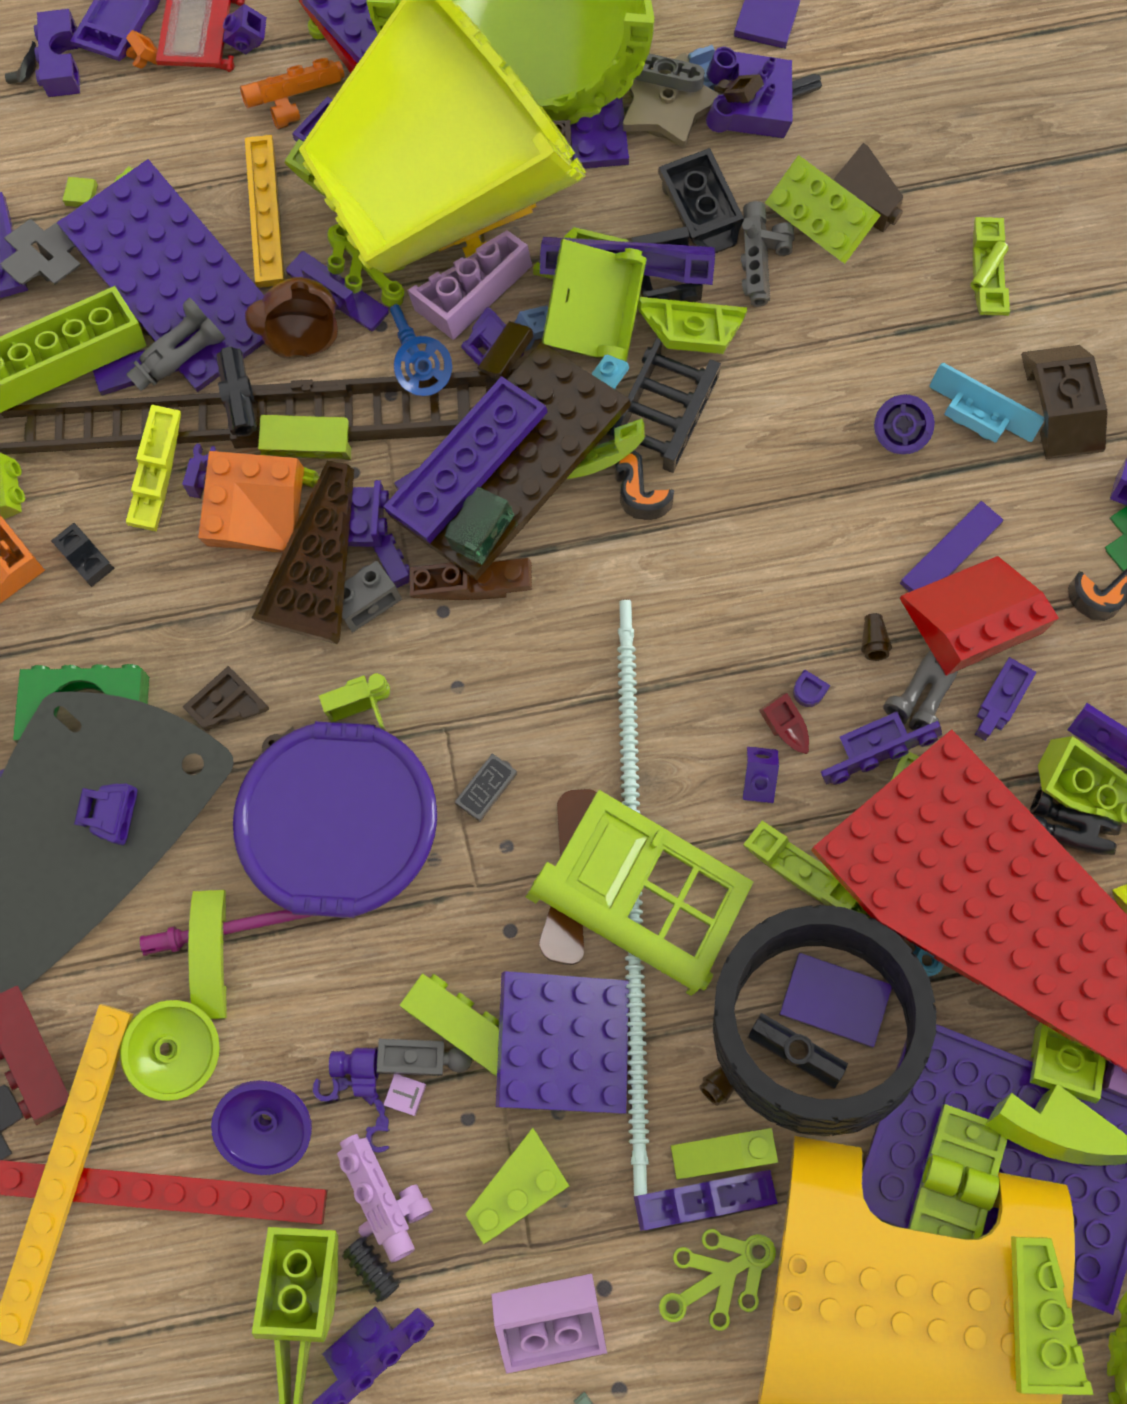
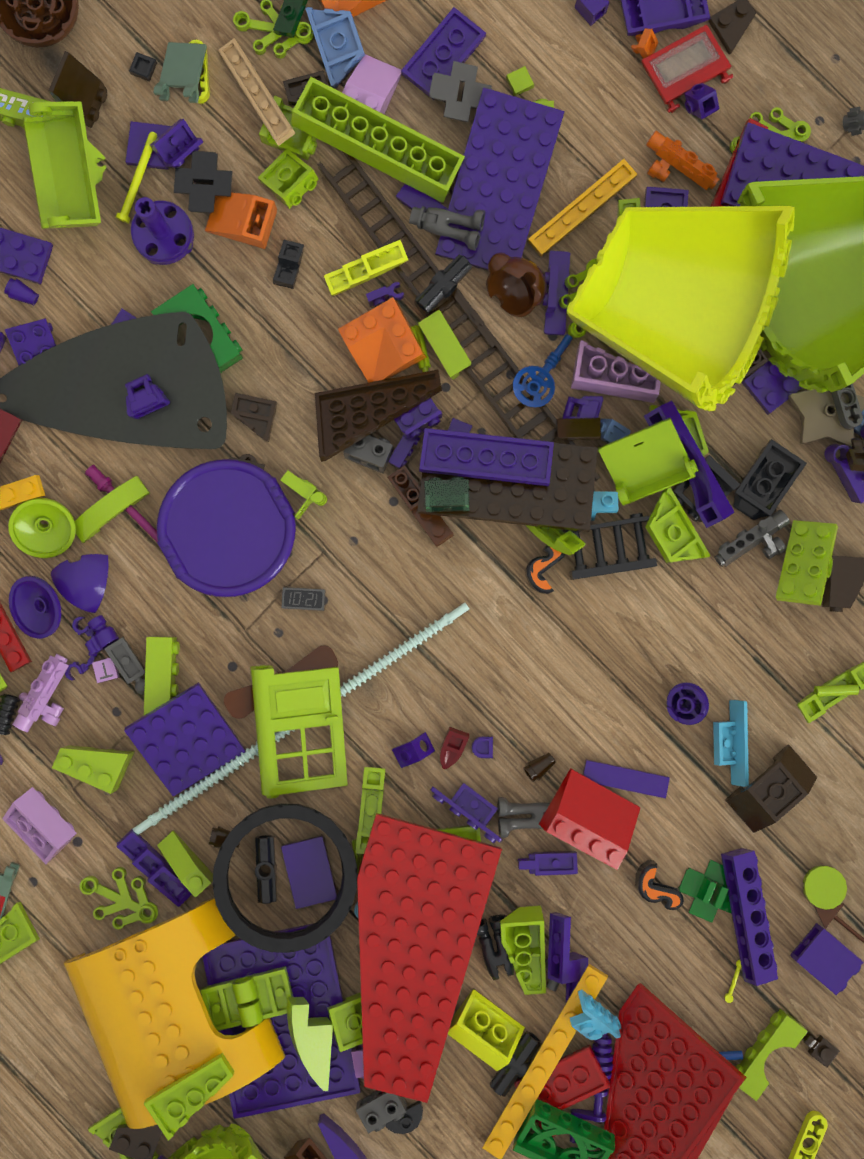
camera: 50 degrees right, 15 degrees up
(273, 1042) = (82, 581): none -> dark purple brick

